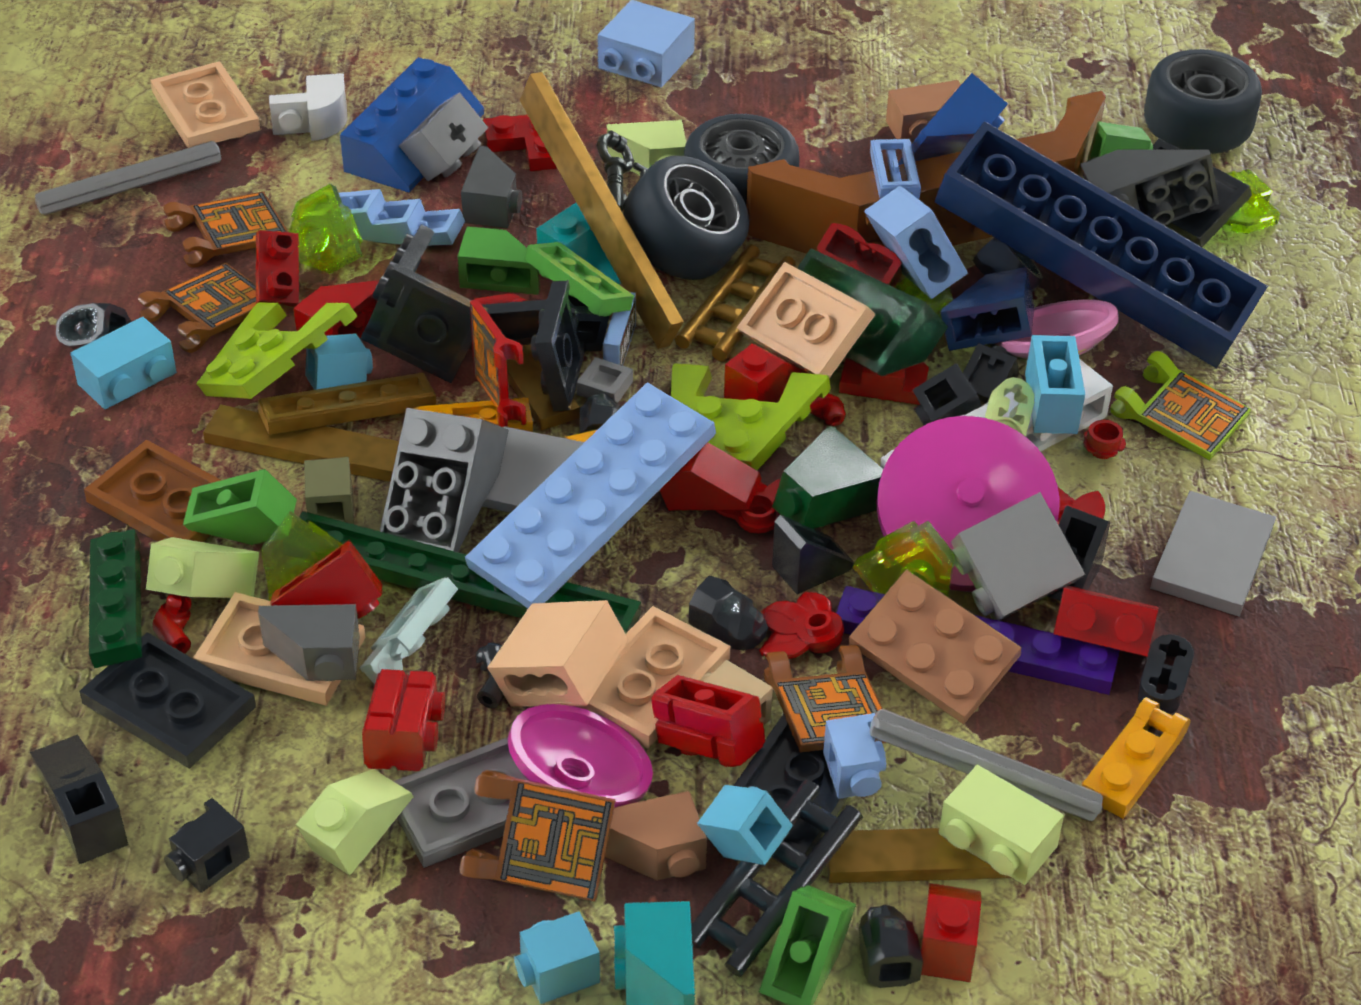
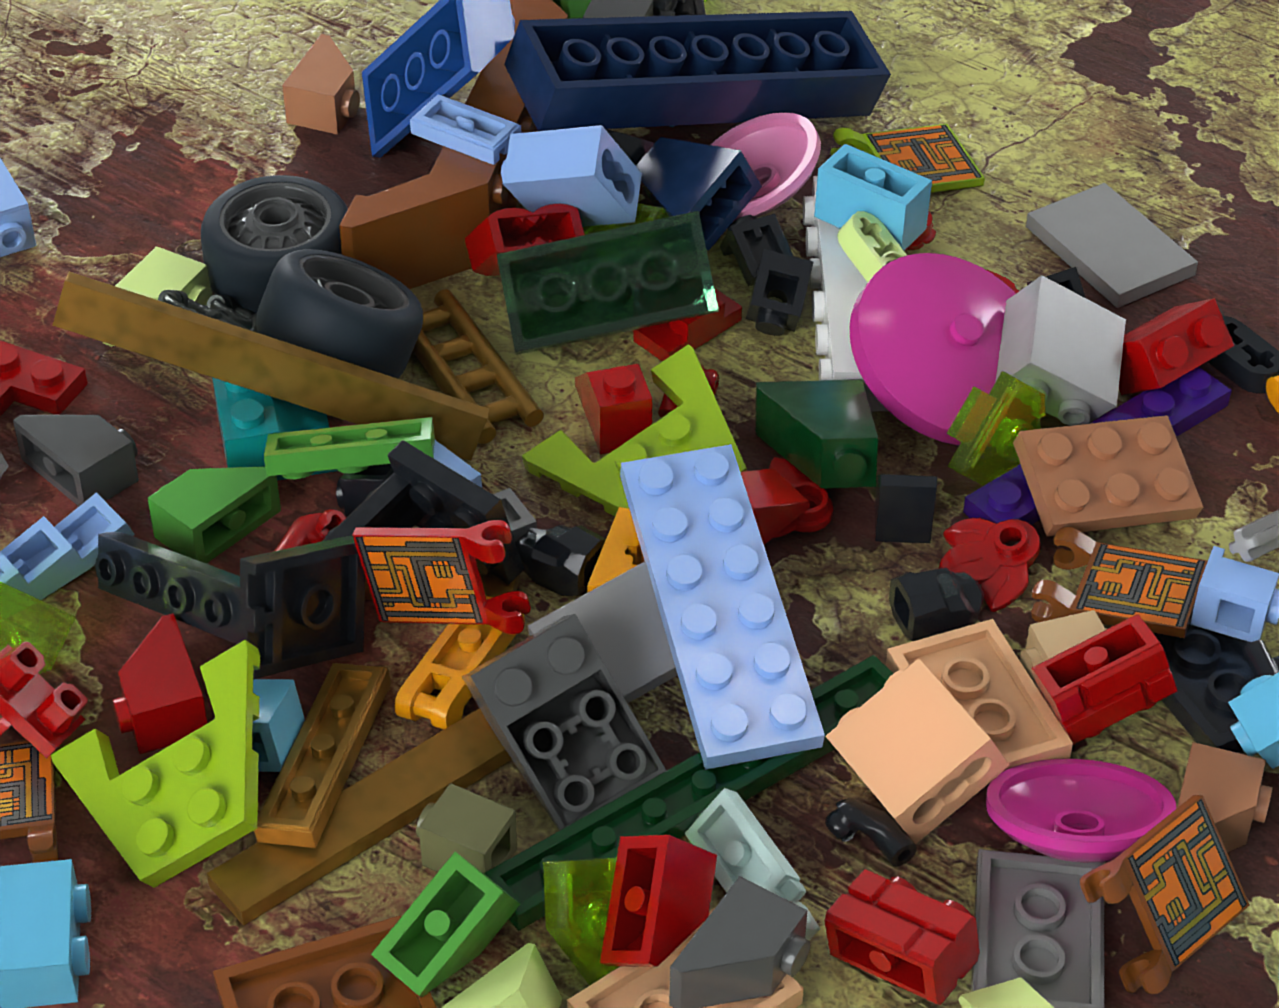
camera: 55 degrees left, 0 degrees up
(805, 321) = (589, 318): light nougat plate -> none

